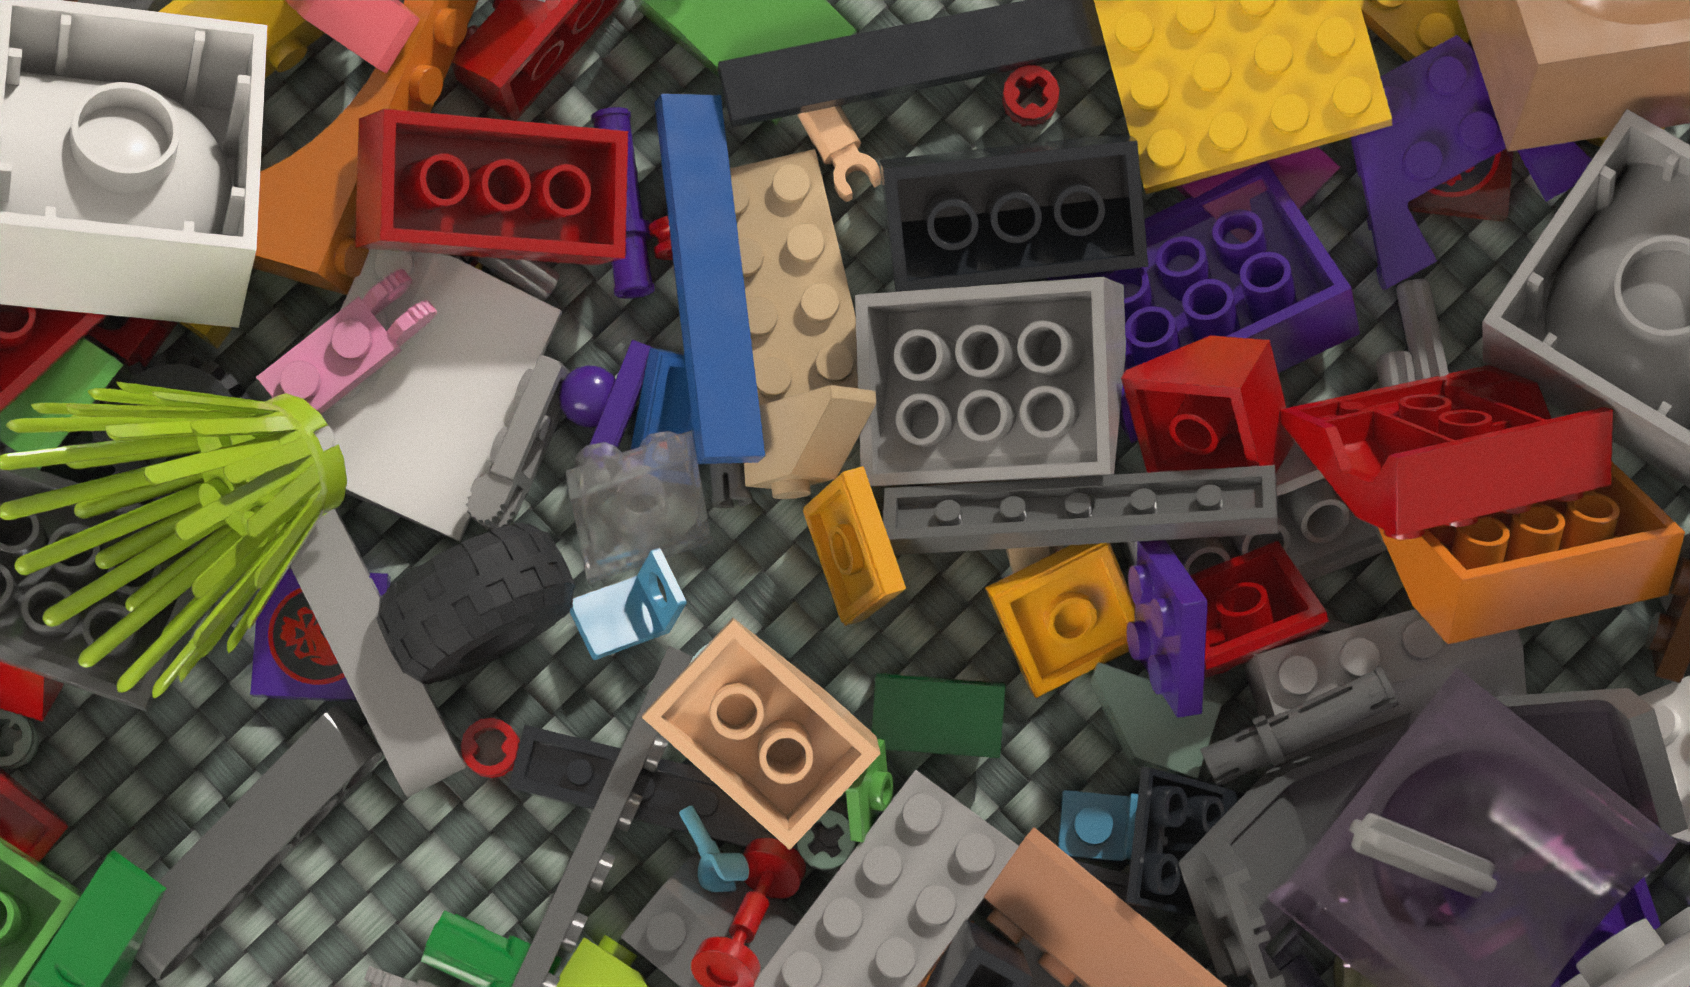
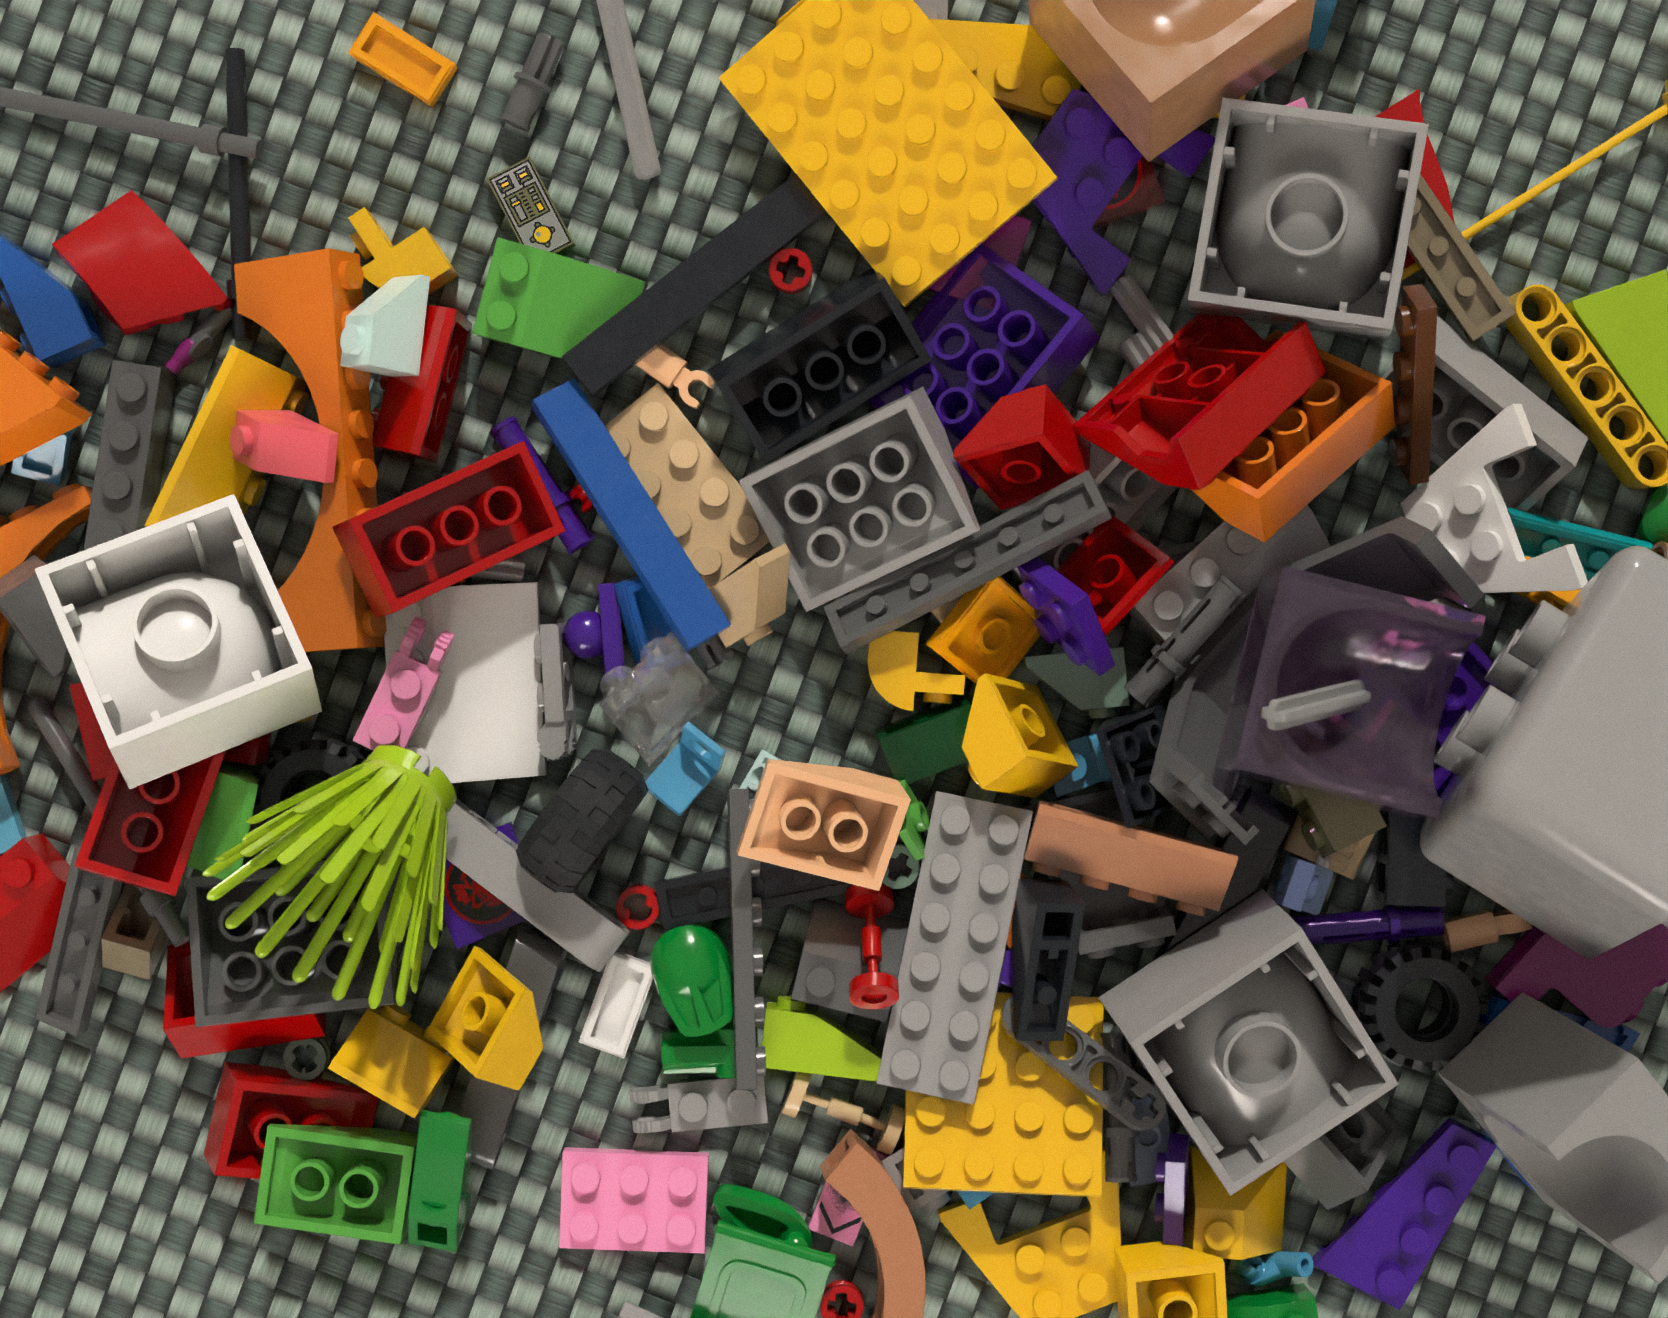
camera: 25 degrees left, 10 degrees up
(113, 783) = (393, 1059): none -> yellow slope
(247, 790) = (489, 1022): none -> yellow slope
(408, 854) = (617, 1004): none -> white tile
(514, 857) = (694, 979): none -> green helmet
(715, 869) = (832, 920): medium azure hand -> none
(853, 547) = (821, 657): light orange tile -> none
(931, 616) = (894, 674): none -> yellow brick
(1038, 752) = (1014, 739): none -> yellow slope

